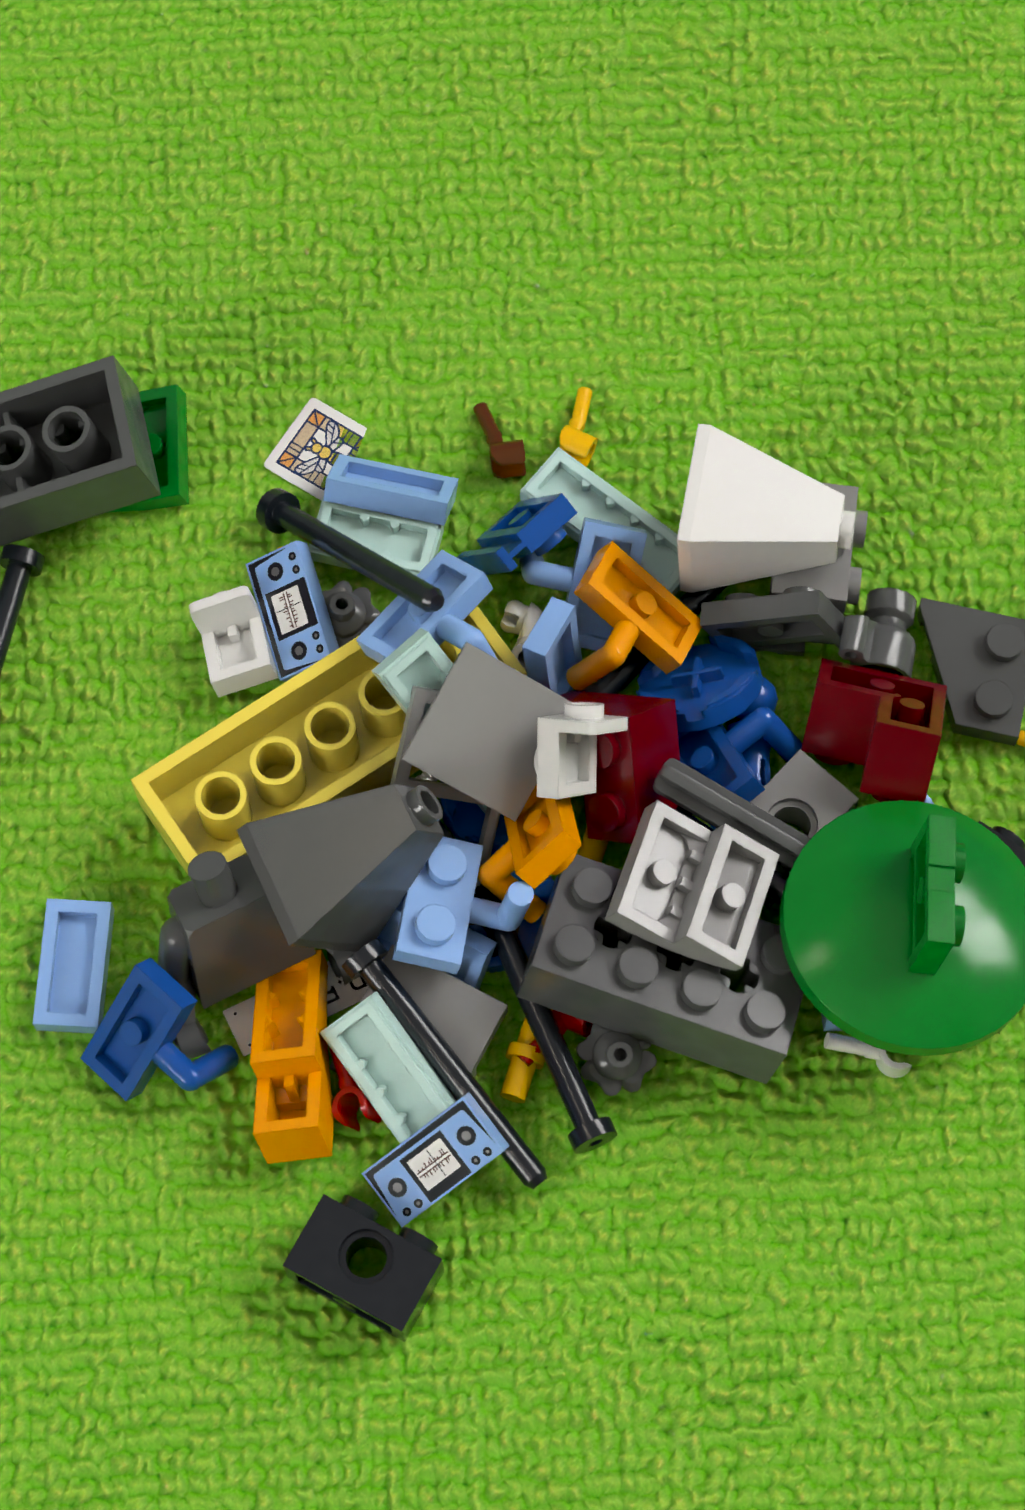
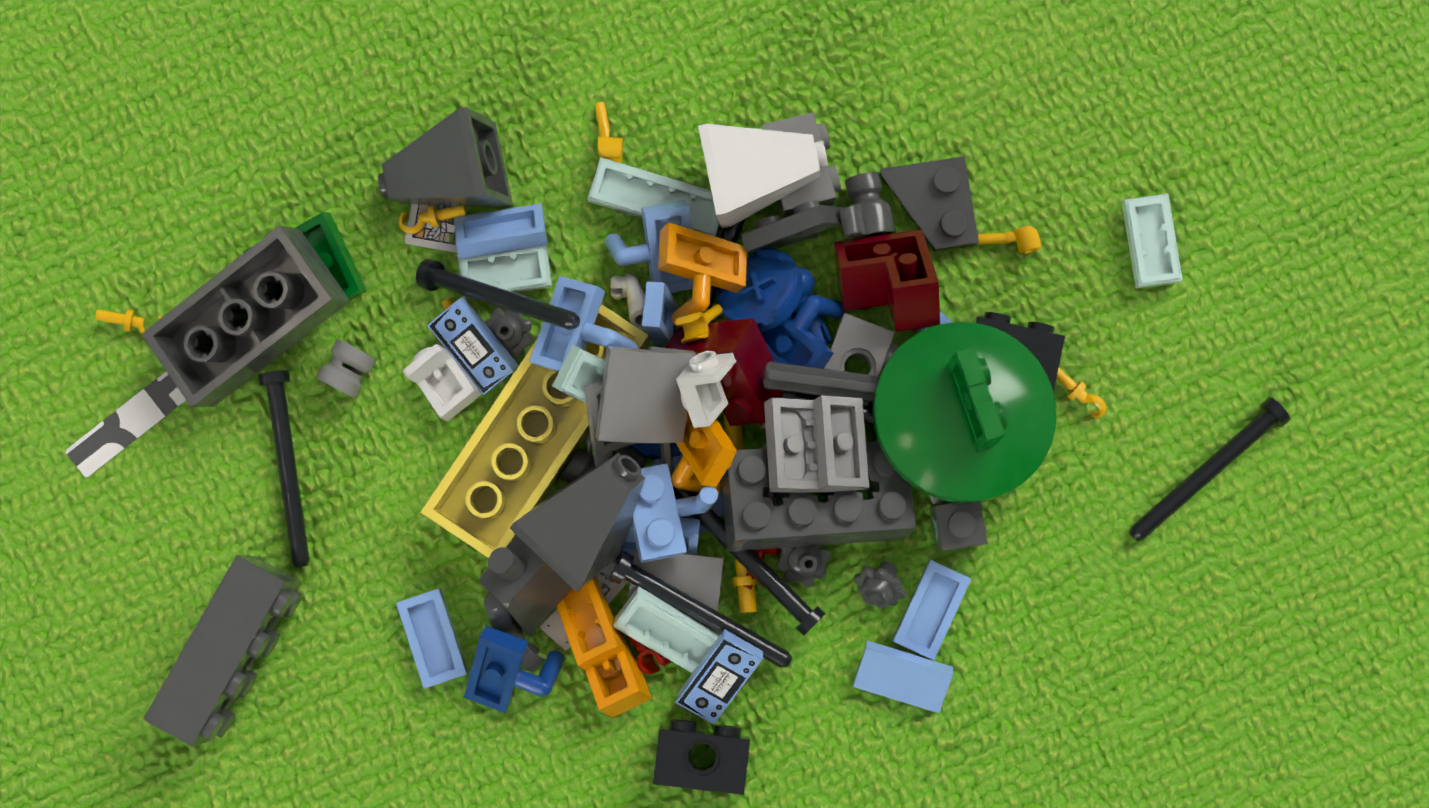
camera: 25 degrees left, 15 degrees up
(118, 581) = (339, 376): none -> light grey wheel
(313, 444) = (433, 217): none -> yellow hand
(362, 386) = (450, 166): none -> dark grey slope
(505, 457) = (567, 175): reddish brown hand -> none
(524, 529) = (600, 233): blue plate -> none
(597, 684) = (696, 324): none -> yellow hand
(691, 1269) = (903, 676): none -> light blue tile
(708, 1130) = (879, 585): none -> dark grey plant
(766, 1196) = (931, 609): none -> light blue tile
(848, 1090) = (958, 525): none -> dark grey brick

